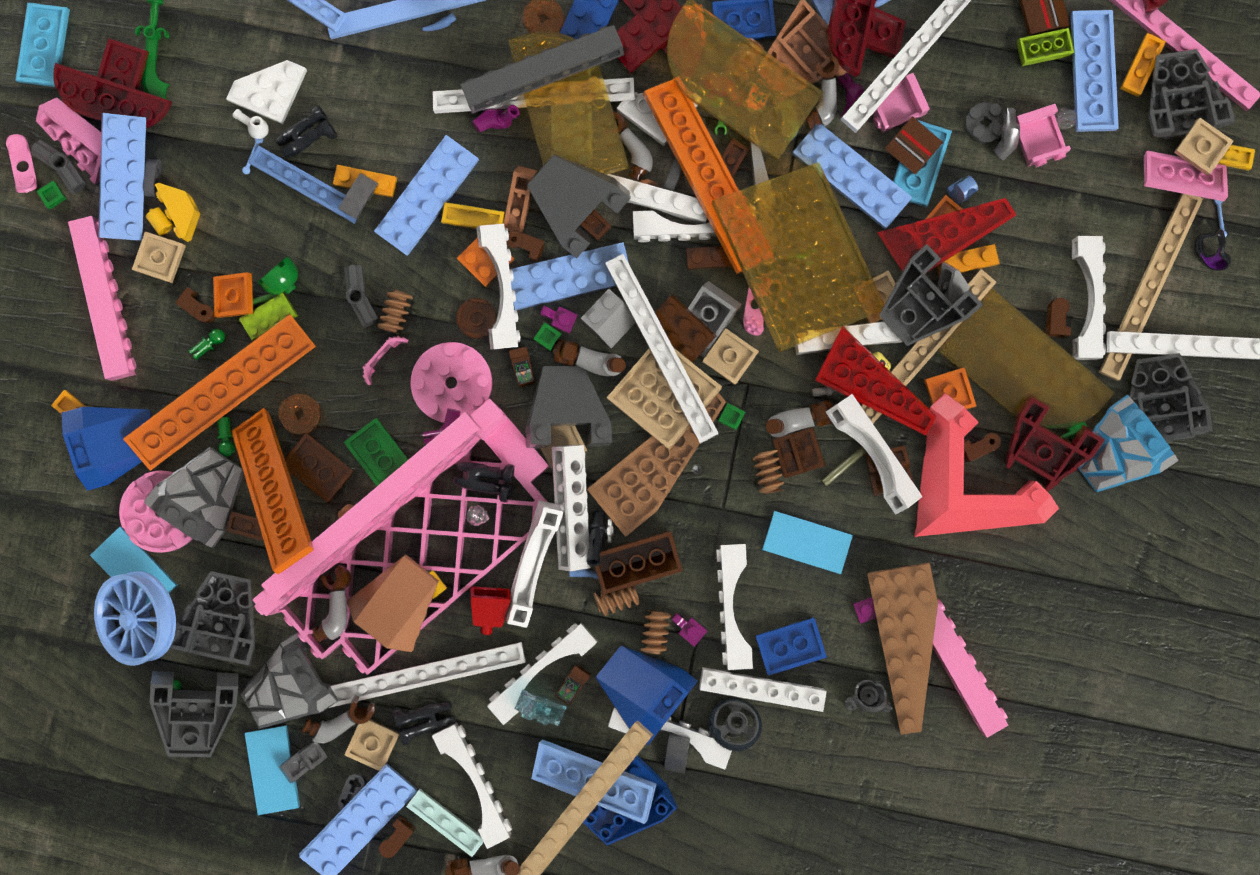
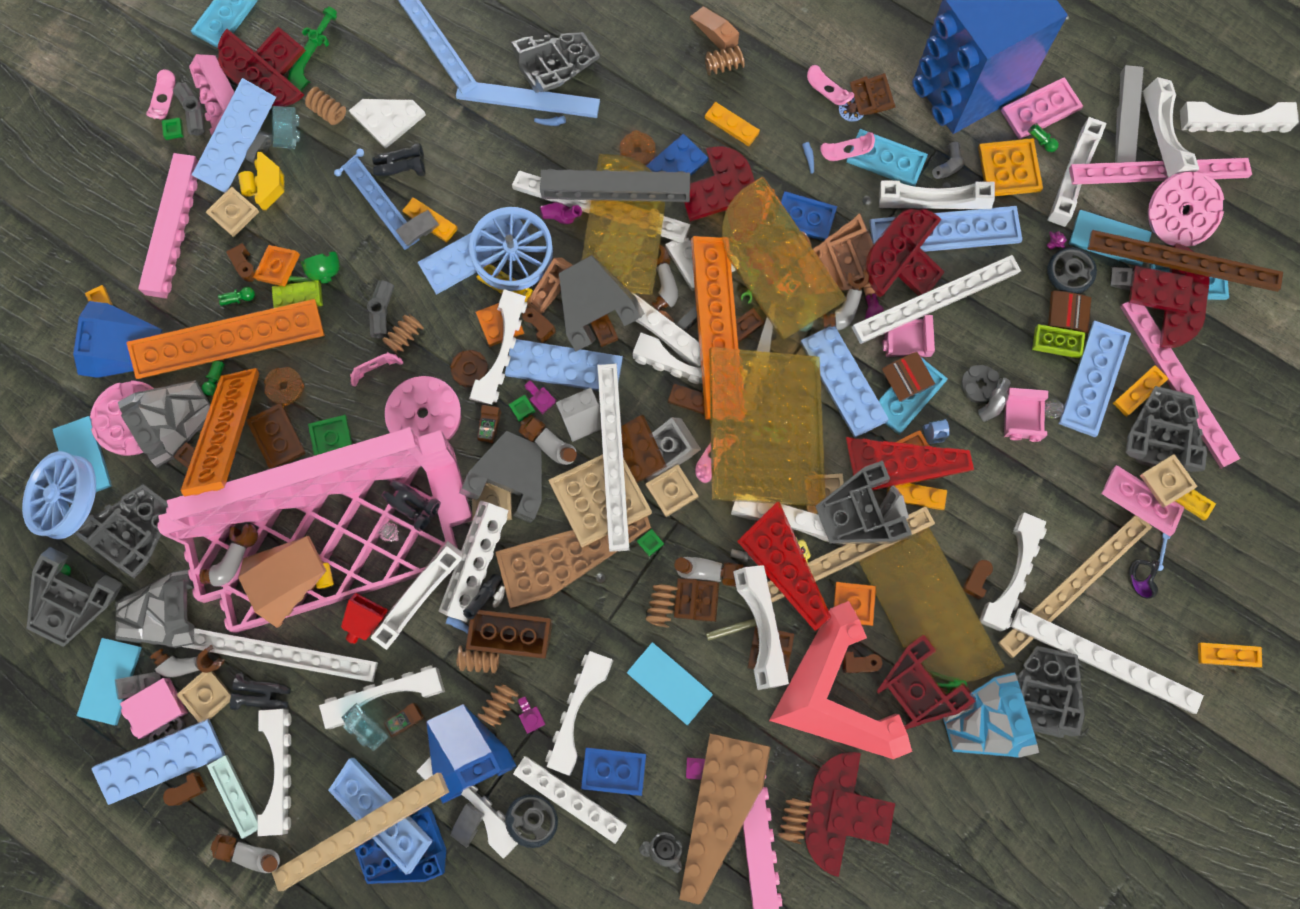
camera: 25 degrees right, 10 degrees down
(168, 145) = (284, 127): none -> clear light blue brick
(199, 106) = (325, 106): none -> medium nougat piece
(255, 131) = (362, 142): white bar -> none
(328, 777) = (153, 708): none -> bright pink panel
(464, 178) = (511, 248): none -> light blue wheel
(977, 618) = (794, 820): none -> medium nougat piece
(1014, 593) = (841, 813): none -> dark red plate

